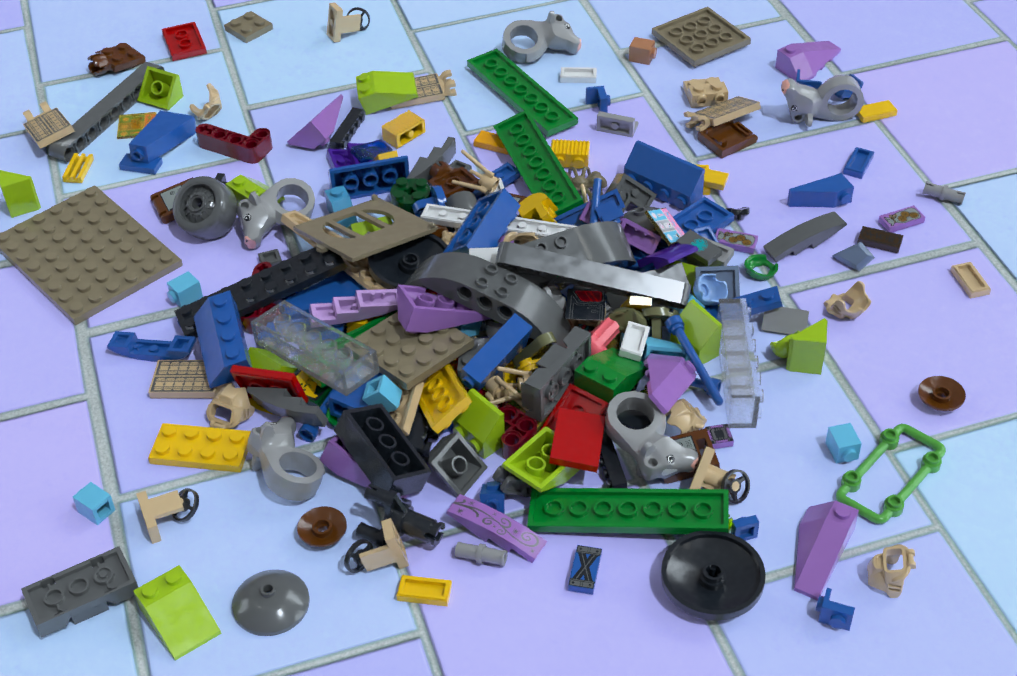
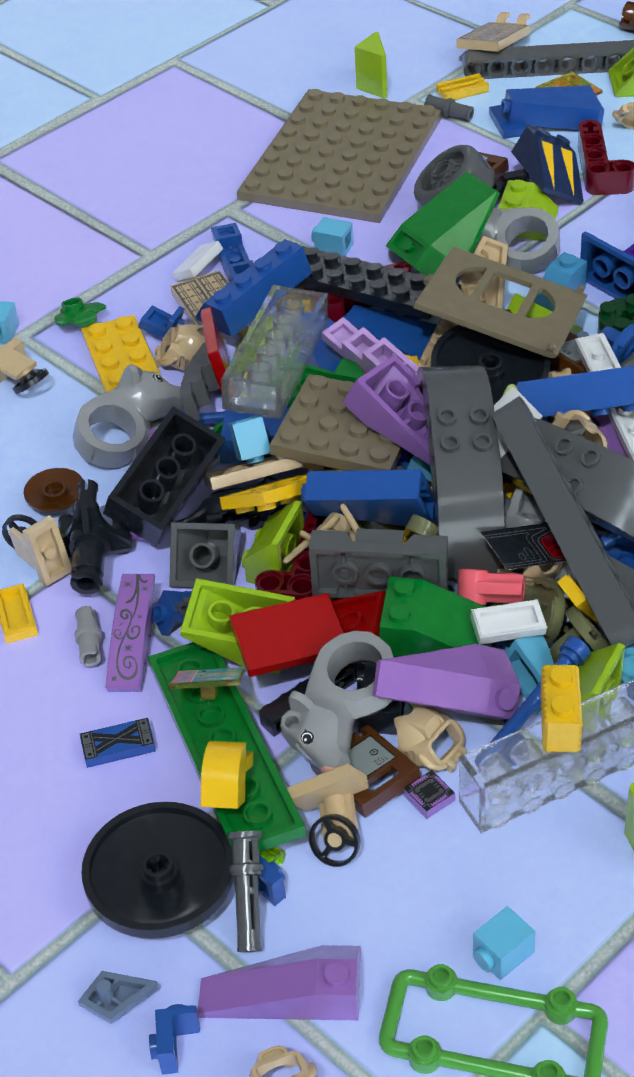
camera: 65 degrees right, 0 degrees up
(99, 181) = (450, 107): none -> dark grey pin
(130, 453) = (77, 312): none -> green plate
(134, 368) = (197, 261): none -> white tile
(190, 410) = (159, 322): none -> blue bracket
(221, 159) = (550, 163): none -> dark blue slope
(253, 229) = (448, 220): none -> green wedge
(356, 326) = (348, 371): none -> green tile
(584, 492) = (207, 680): none -> piece
(679, 503) = (224, 774): none -> yellow brick
(733, 337) = (561, 708): none -> yellow brick
(748, 527) = (246, 870): none -> dark grey pin
(787, 632) = (115, 994): none -> sand blue piece

